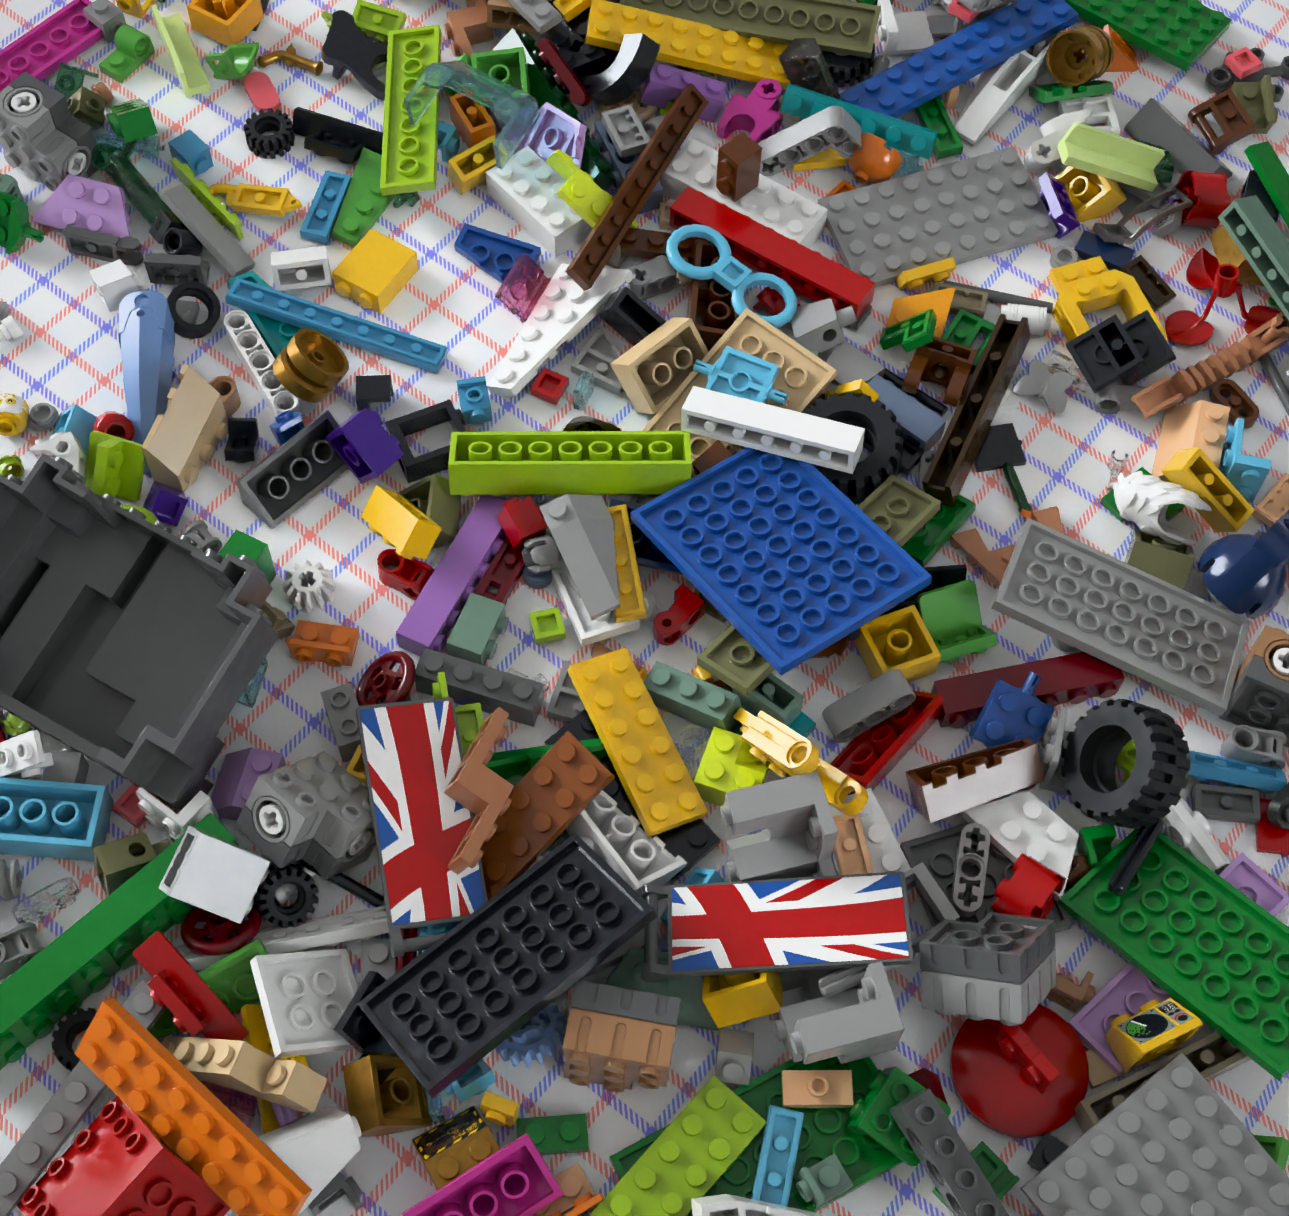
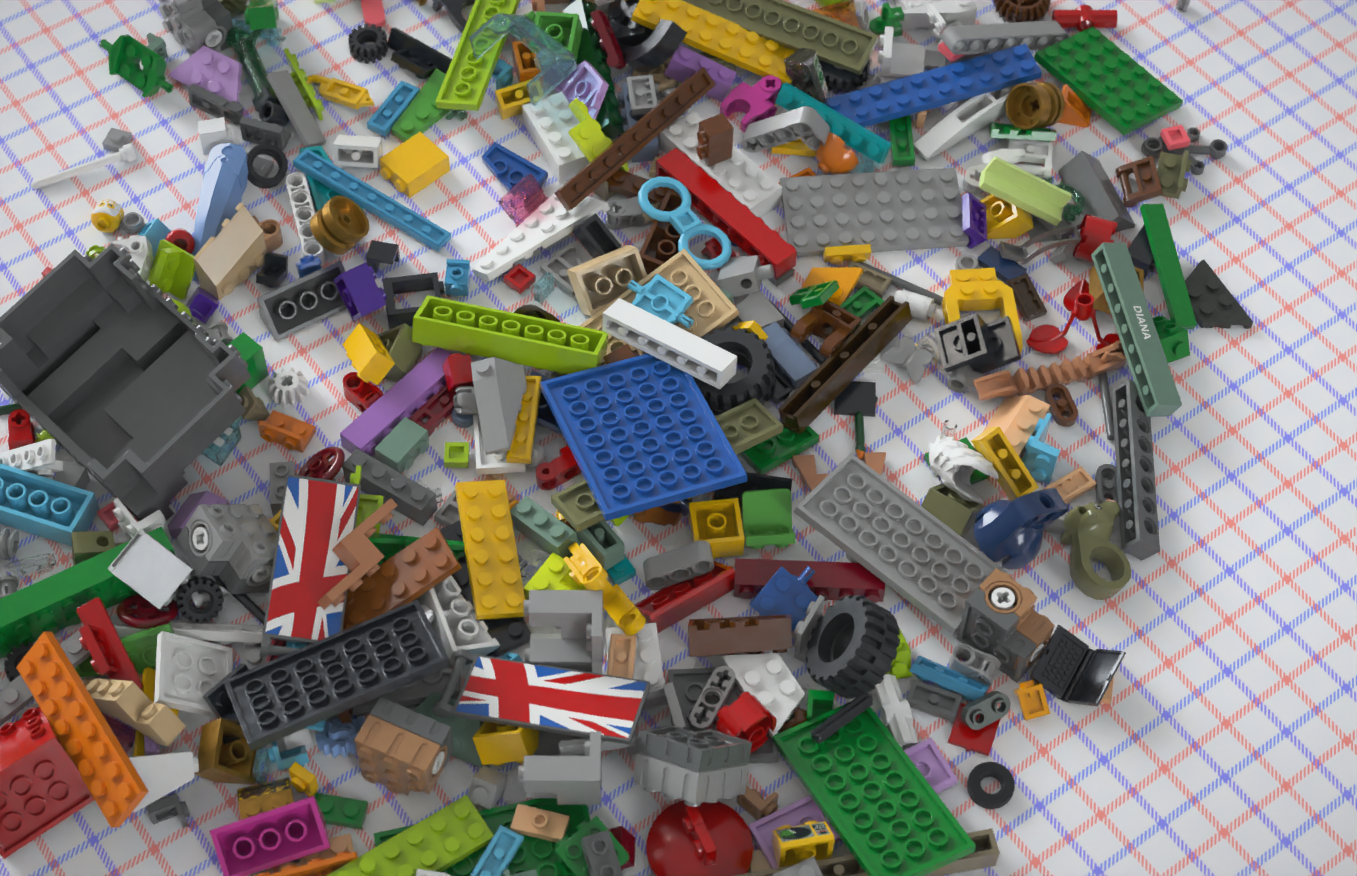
camera: 15 degrees right, 5 degrees down
(191, 150) = (303, 47): dark azure brick -> none

